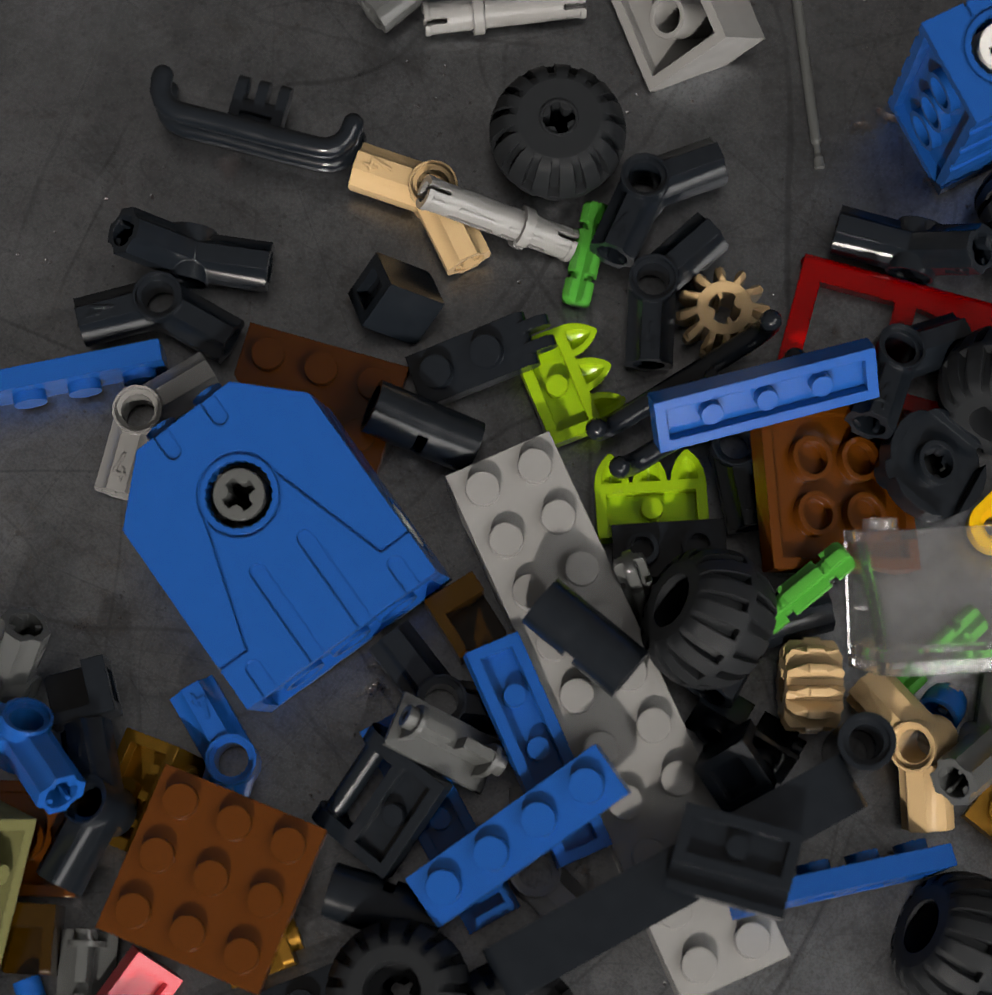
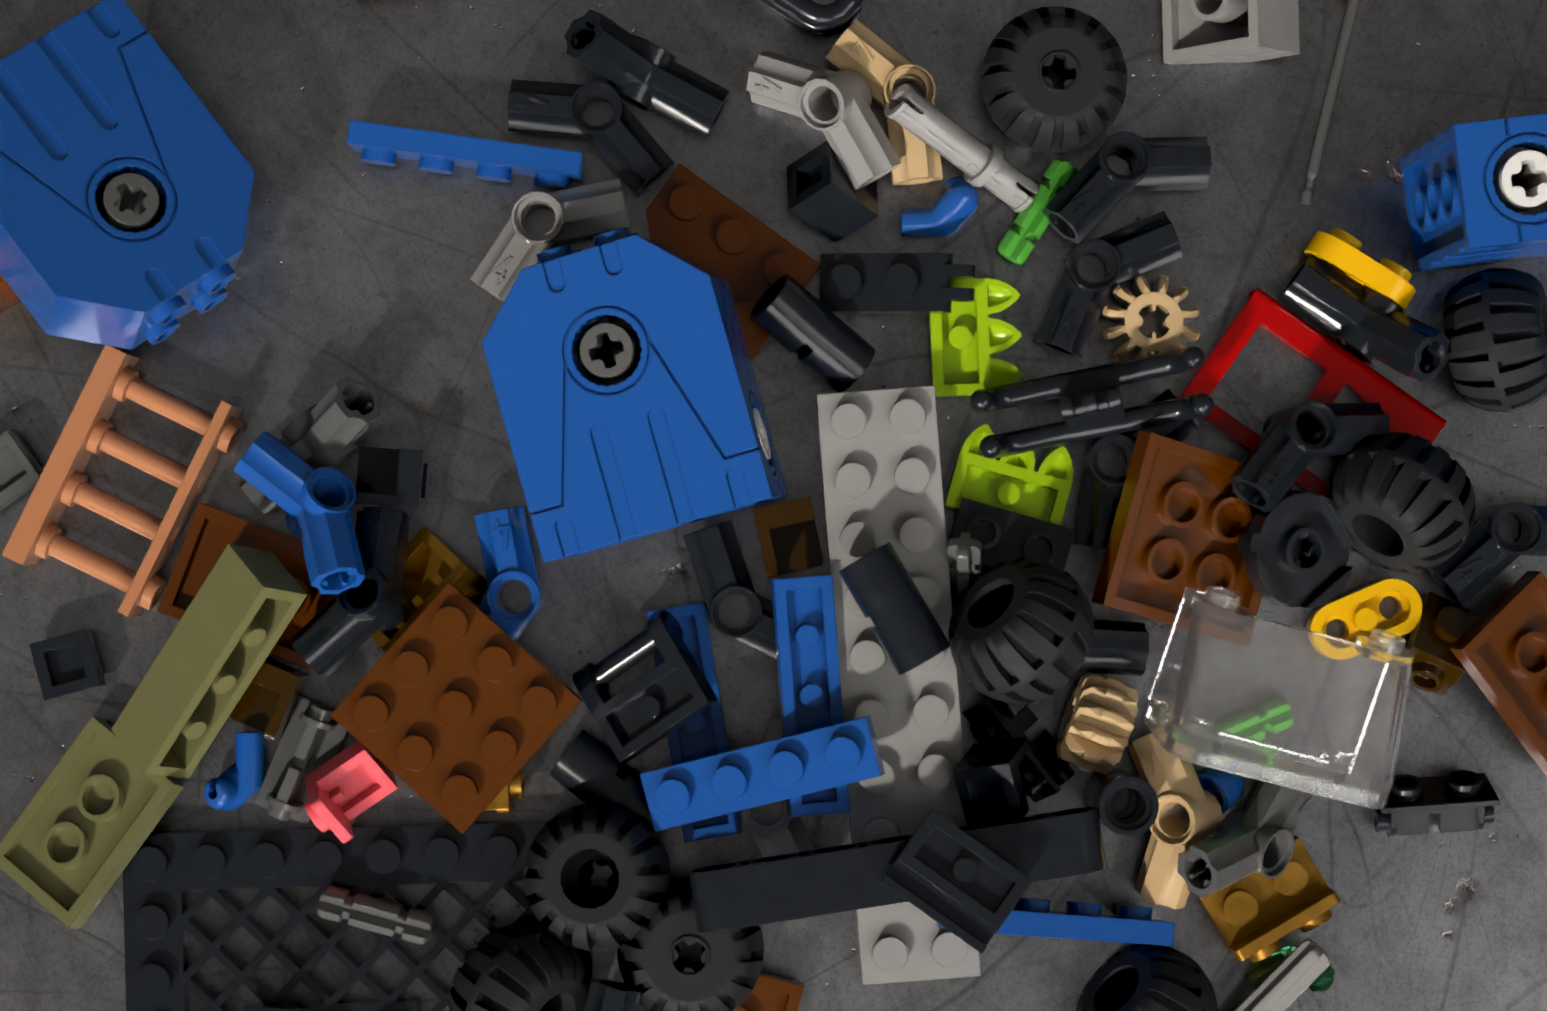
camera: 20 degrees right, 10 degrees up
(394, 236) = (806, 93): none -> light grey piece
(444, 743) = (723, 657): dark grey hinge -> none
(506, 284) = (946, 215): none -> blue arm
(763, 395) = (1157, 433): blue plate -> none
(812, 582) = (1135, 630): bright green axle -> none
(871, 195) = (1342, 254): none -> yellow plate

